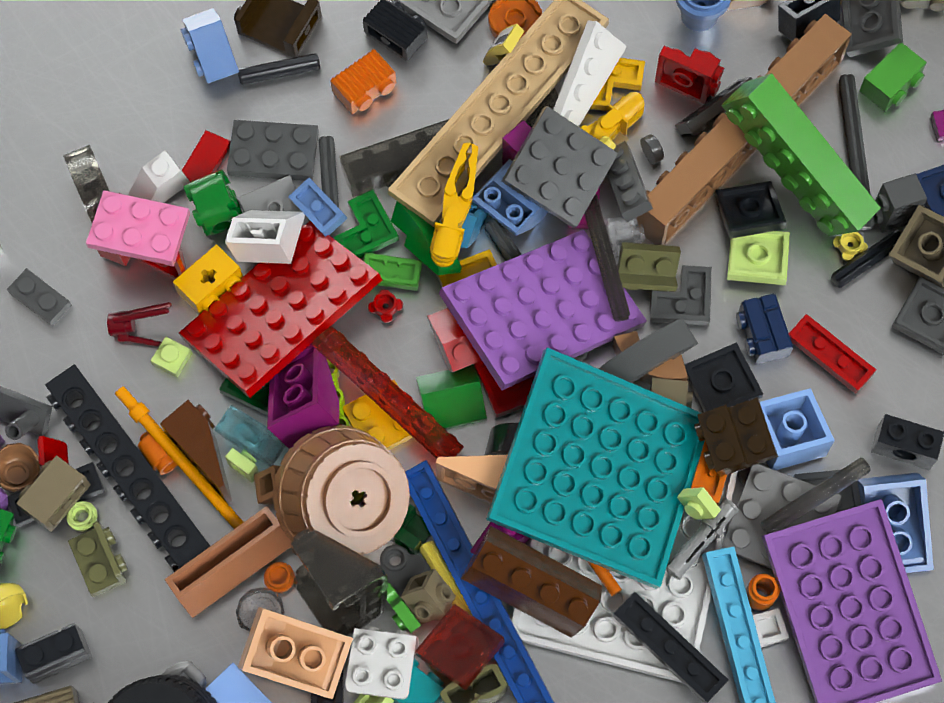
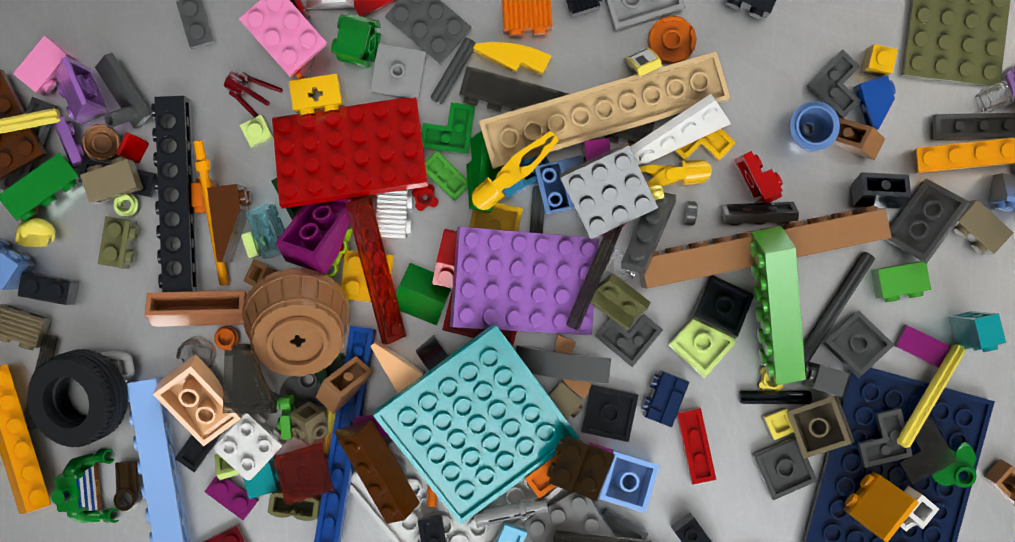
camera: 30 degrees right, 20 degrees up
(264, 236) = (374, 91): white slope -> none
(317, 207) = (425, 94): medium blue plate -> none
(363, 332) = (393, 213): none -> white brick
(377, 124) = (513, 56): none -> yellow slope
(435, 528) = (343, 384): none -> medium nougat slope
(698, 503) = (523, 491): yellowish green plate -> none
(892, 278) = (778, 423): none -> light yellow plate
(903, 153) = (858, 344): none -> dark grey plate

